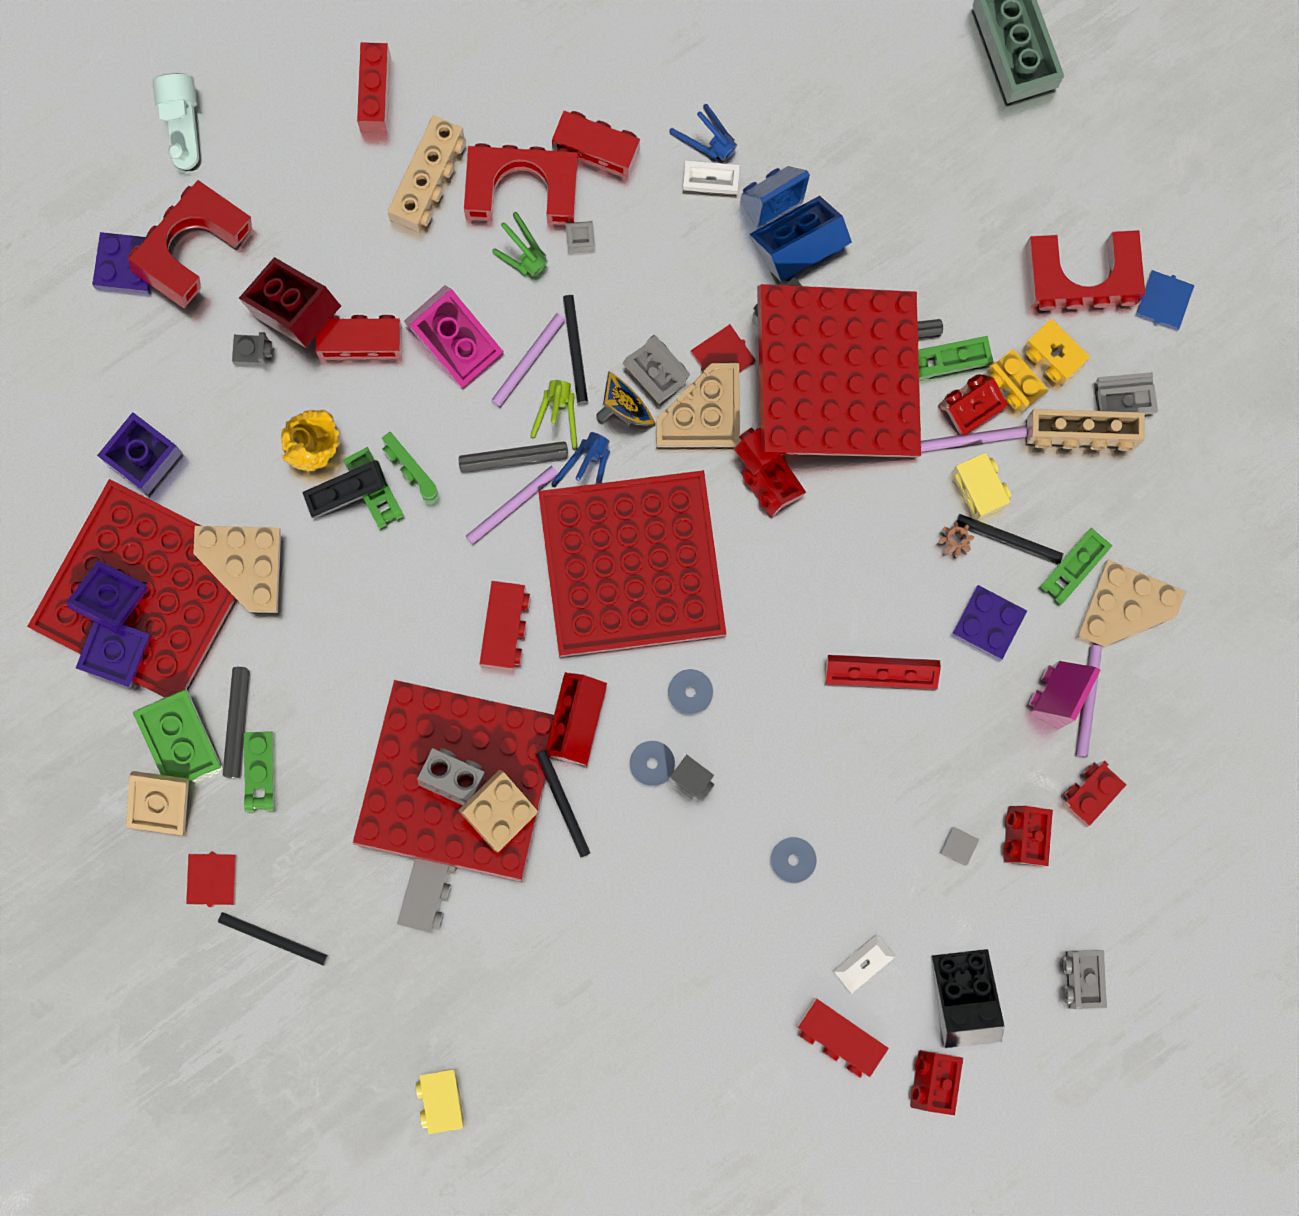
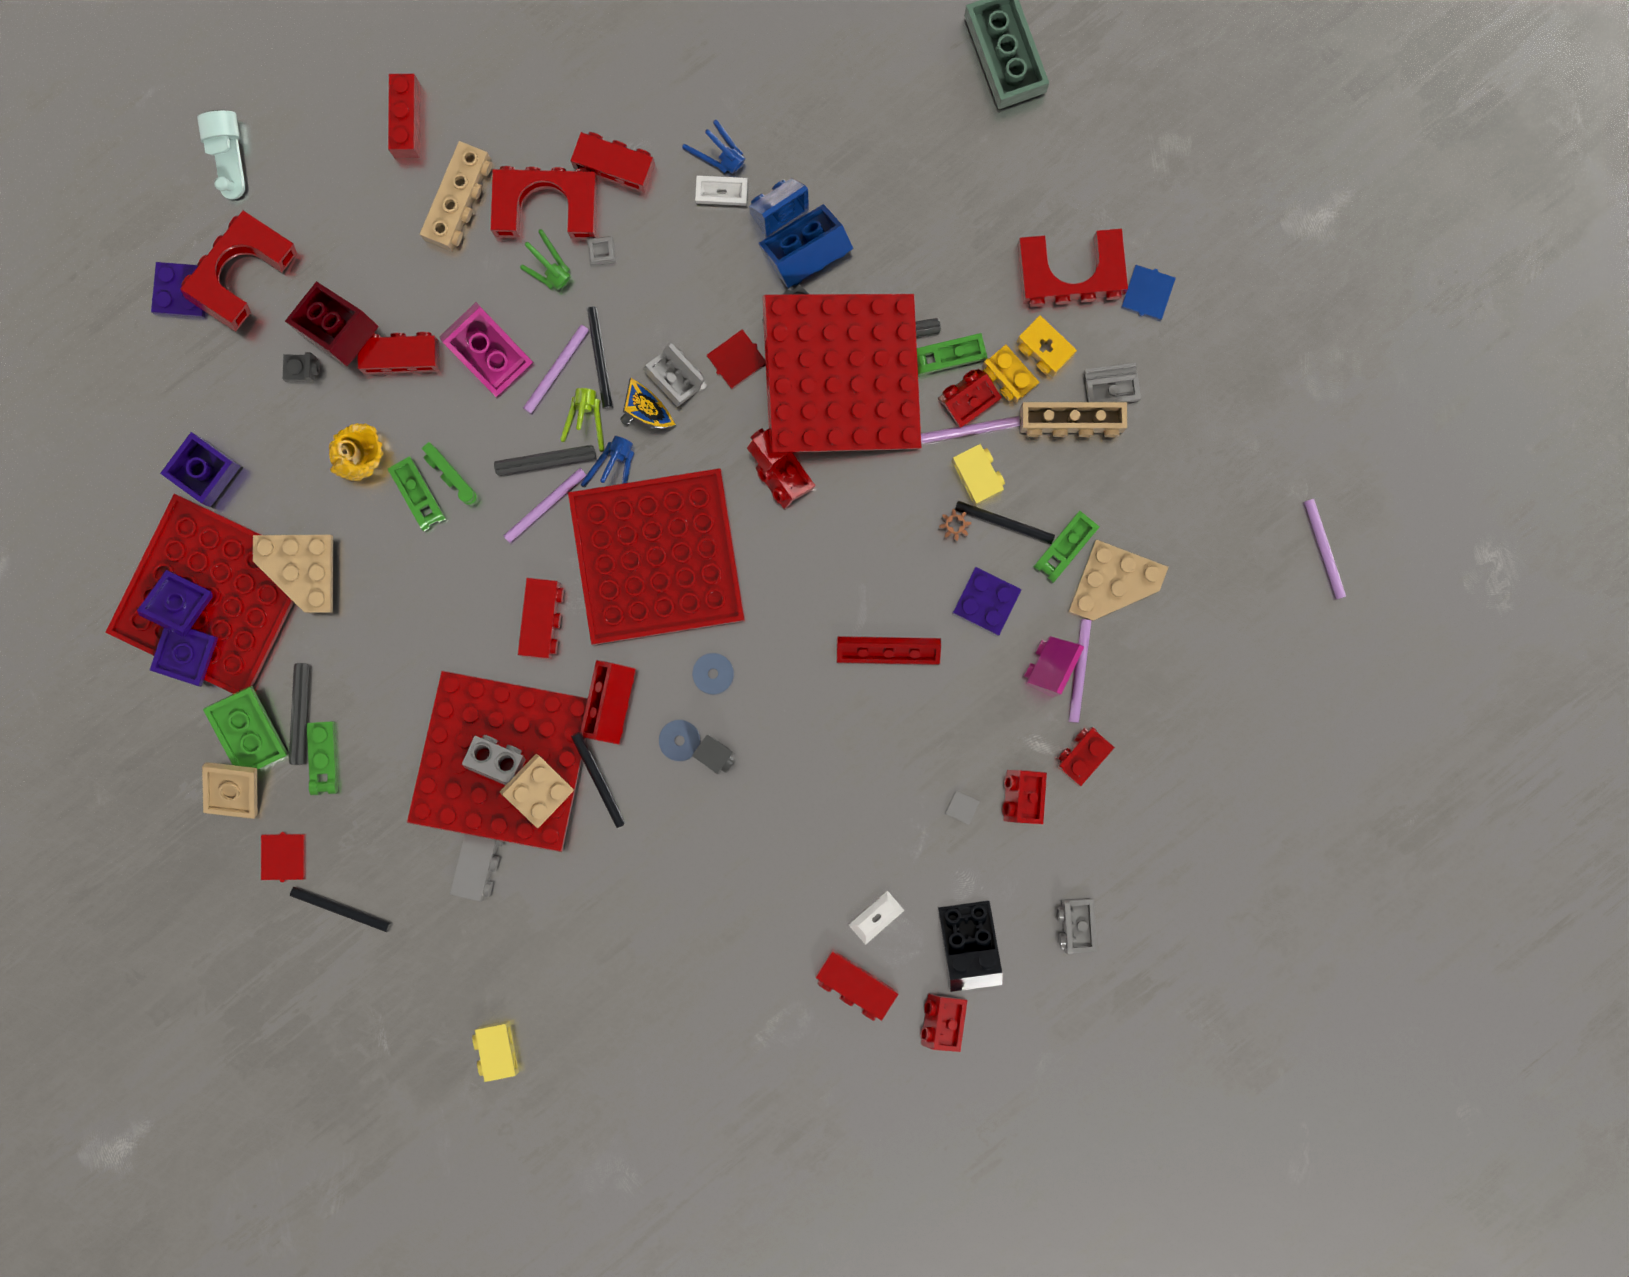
camera: 10 degrees right, 5 degrees up
(345, 489) = (390, 496): black tile -> none
(704, 412) = (720, 413): tan plate -> none
(802, 850) = (814, 836): sand blue piece -> none

